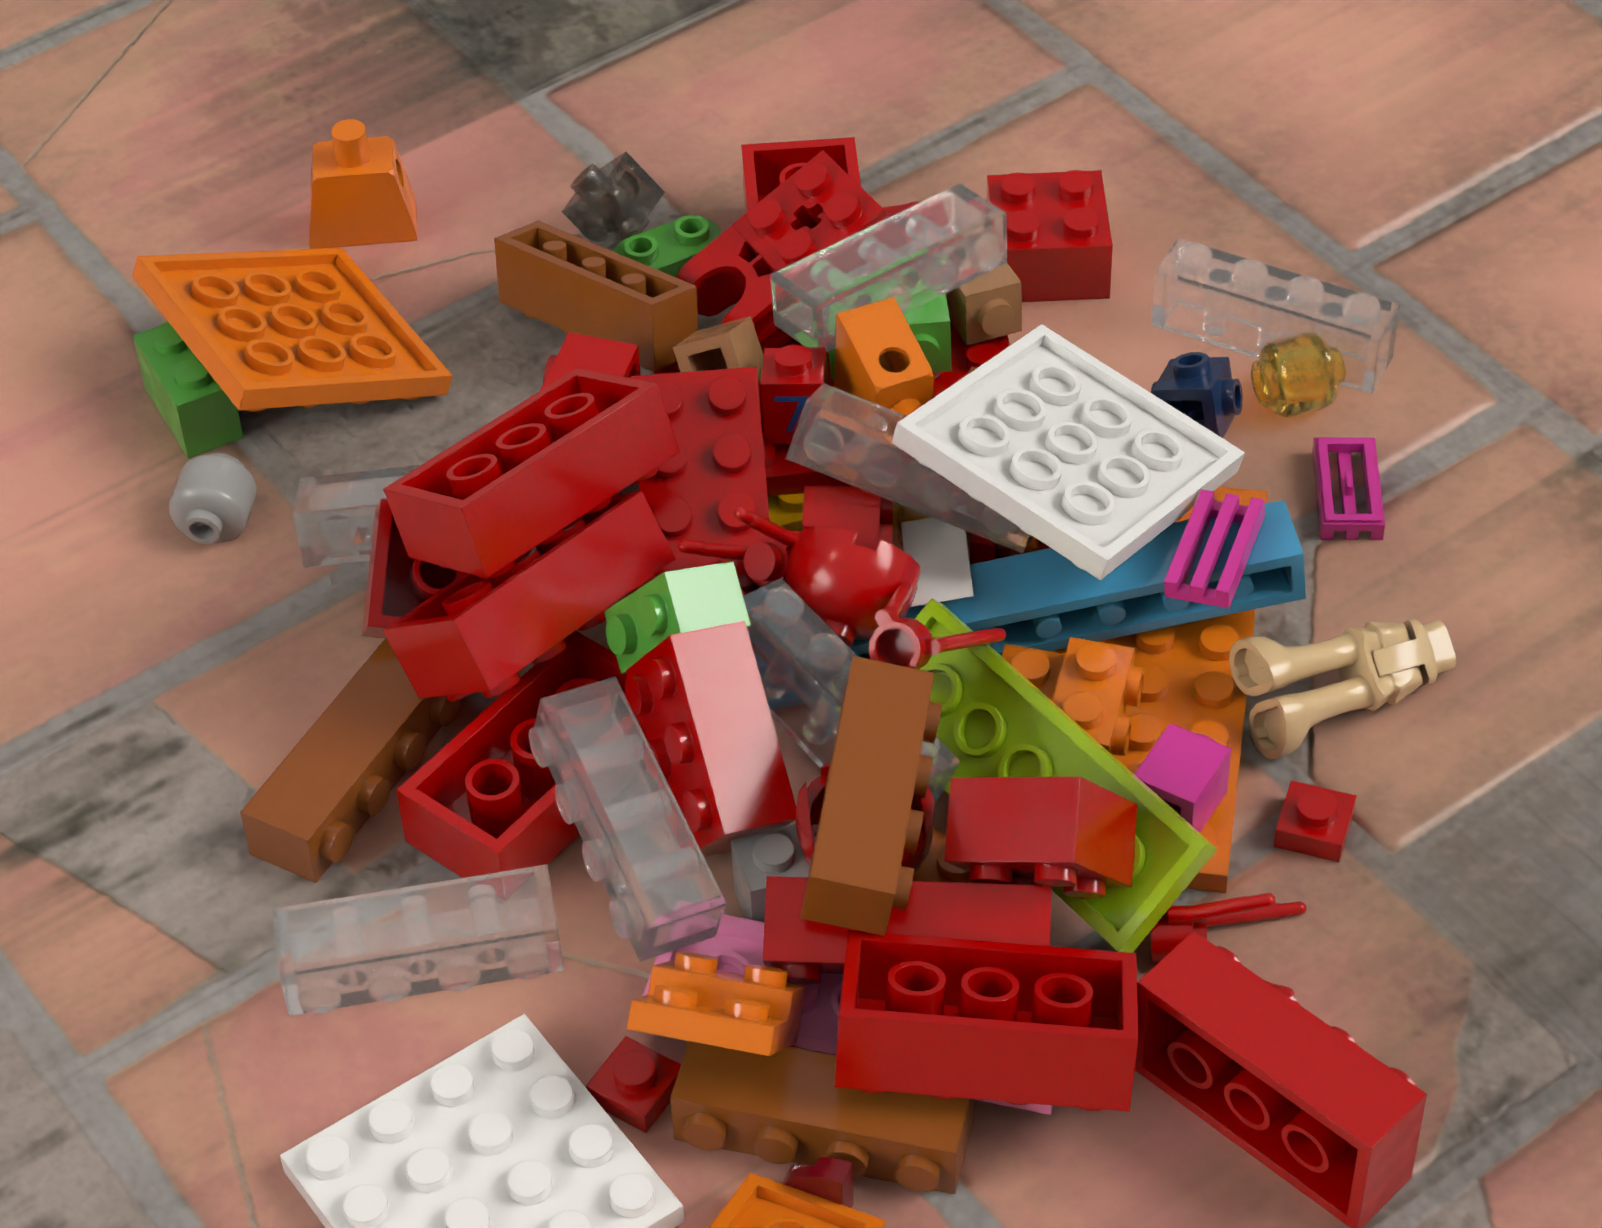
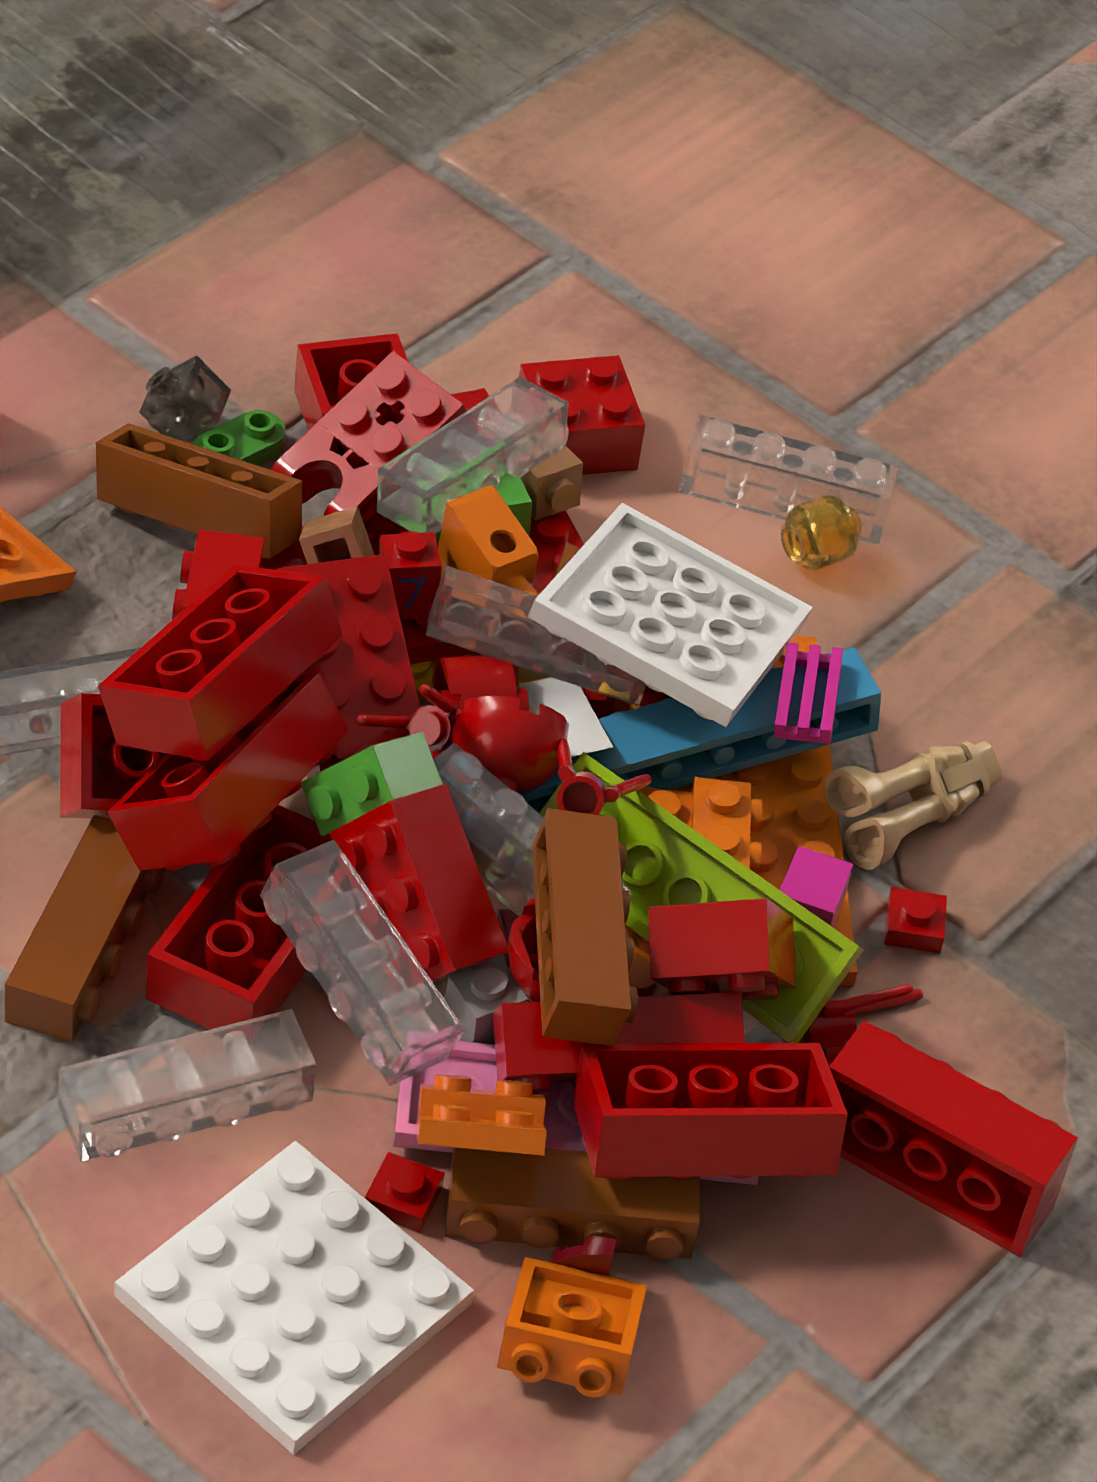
camera: 20 degrees left, 0 degrees up
(1201, 390) = (747, 546): dark blue brick -> none
(1349, 520) = (885, 658): dark pink tile -> none

